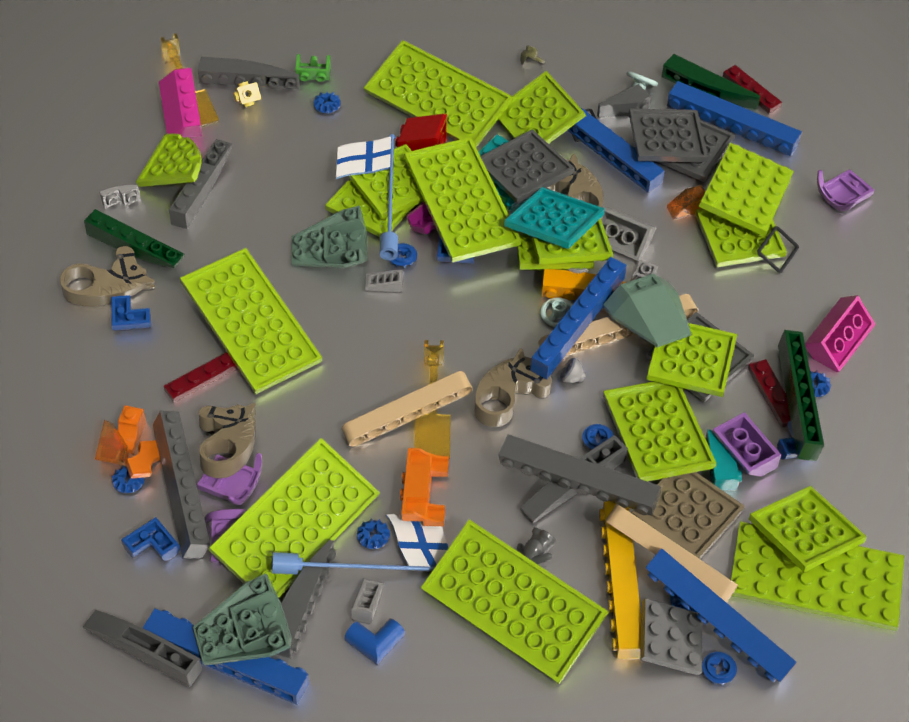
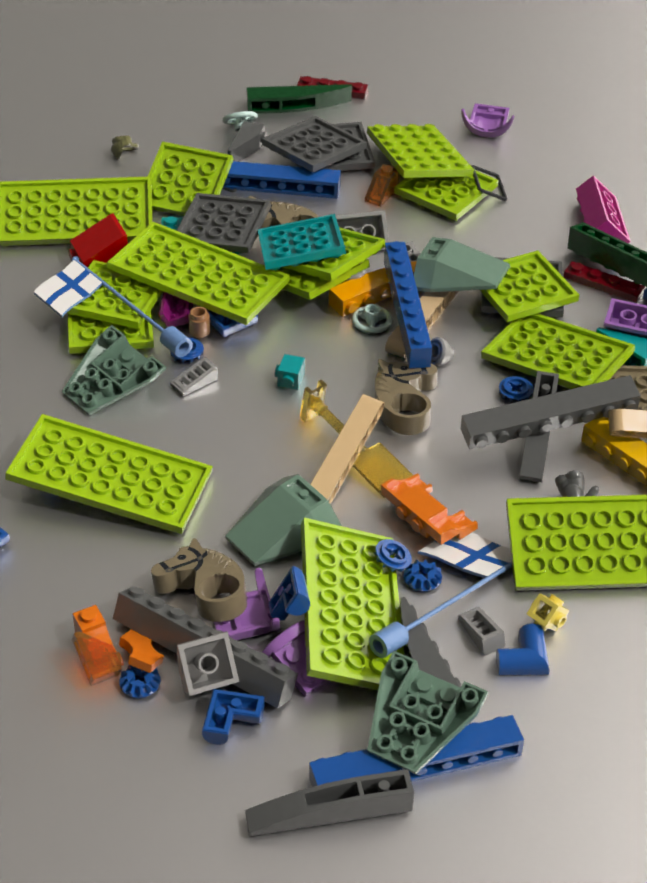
camera: 40 degrees left, 10 degrees down
(160, 497) = (206, 663): none -> light grey slope
(200, 377) = (109, 553): dark red plate -> none
(257, 488) = (290, 596): none -> blue brick
(327, 420) = (274, 520): none -> sand green wedge
(365, 498) = (388, 547): none -> blue gear
(416, 621) = (548, 612): none -> light yellow brick
(427, 239) = (199, 322): none -> medium nougat brick
(450, 319) = (290, 372): none -> teal brick
(735, 118) = (361, 109): blue brick -> none

